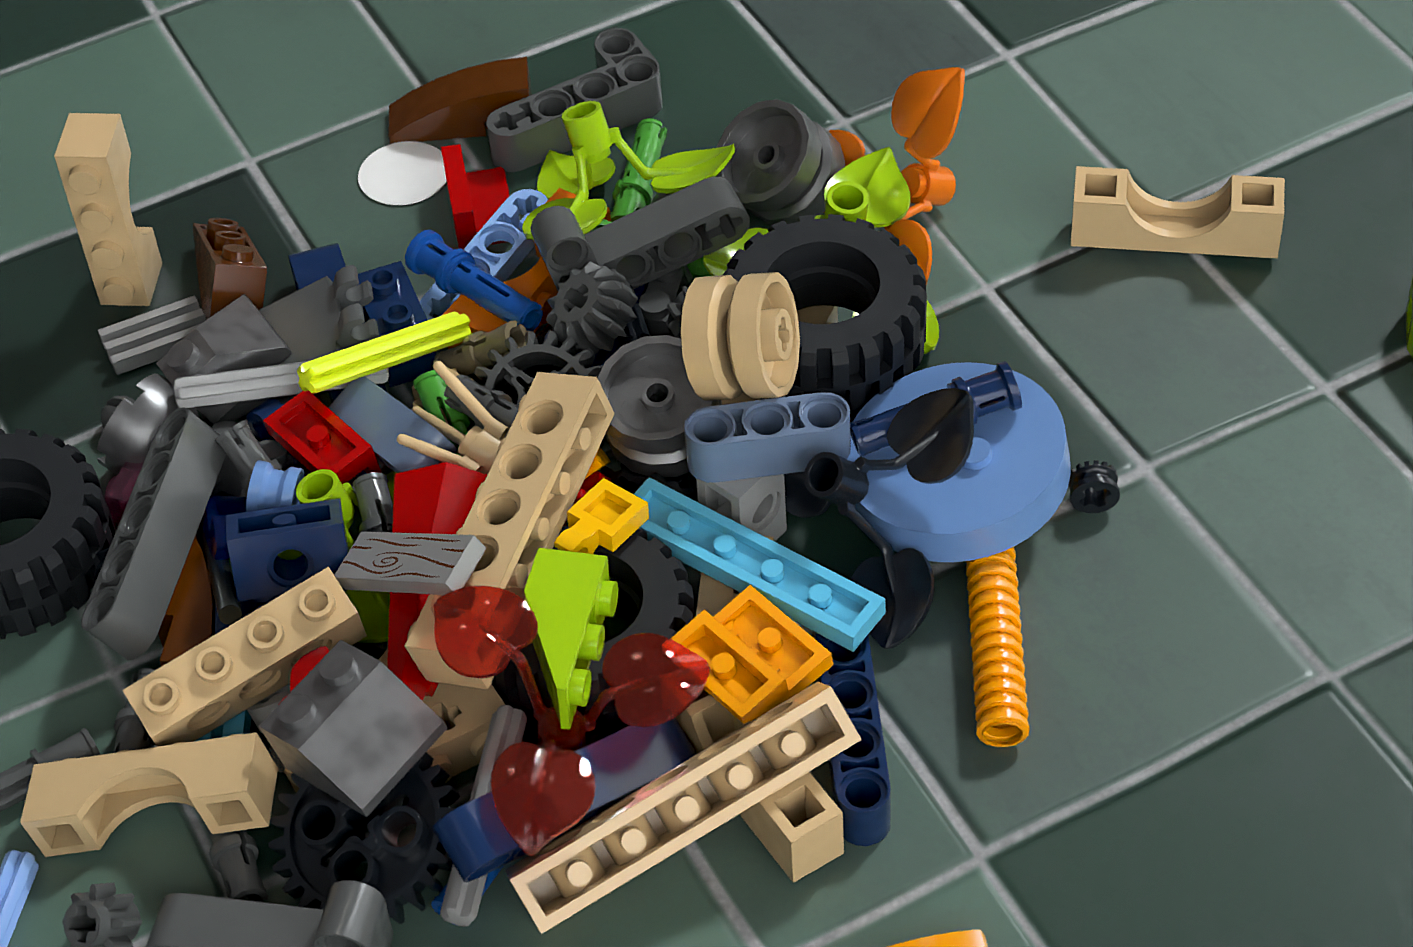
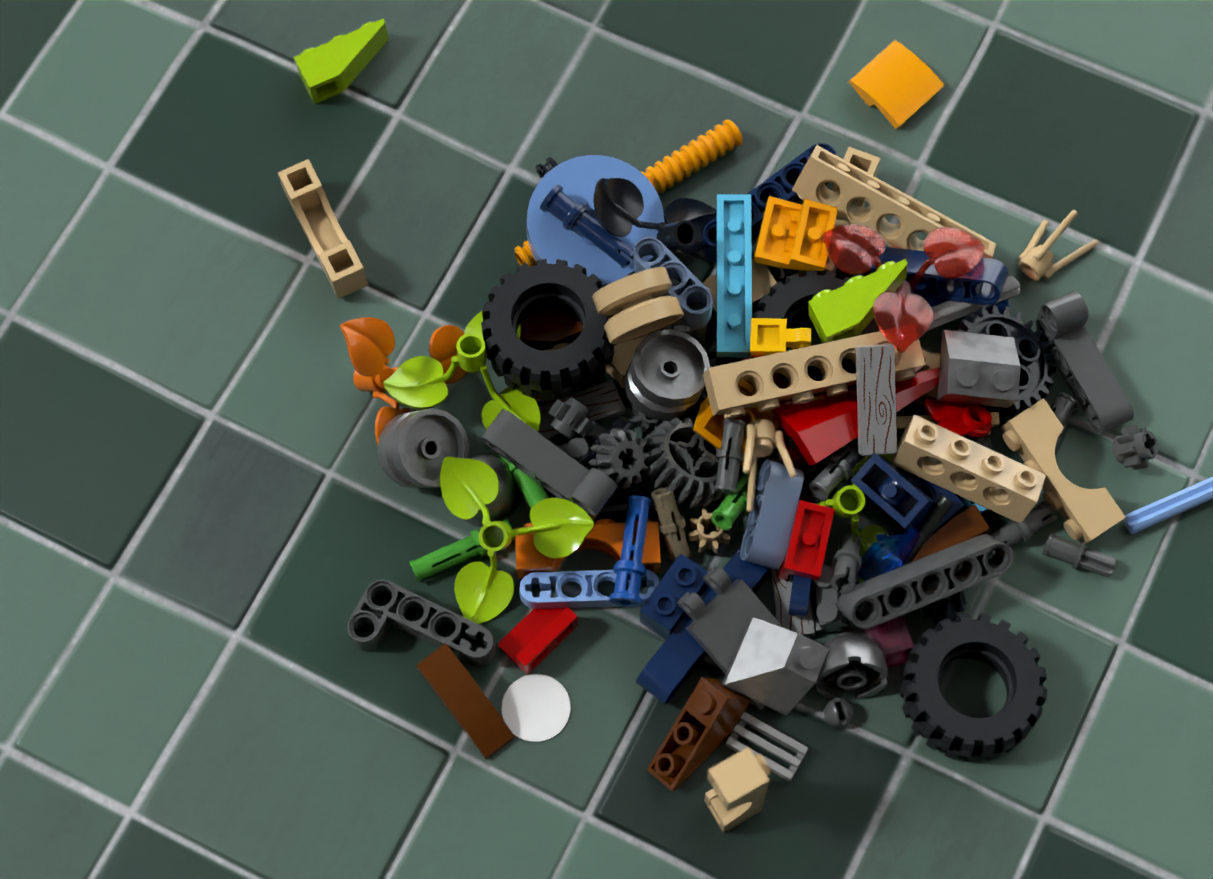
camera: 125 degrees left, 20 degrees up
(246, 385) = (780, 599): light grey axle -> none
(272, 487) = (861, 531): medium blue wheel -> none
(383, 352) = (727, 546): neon yellow axle -> none

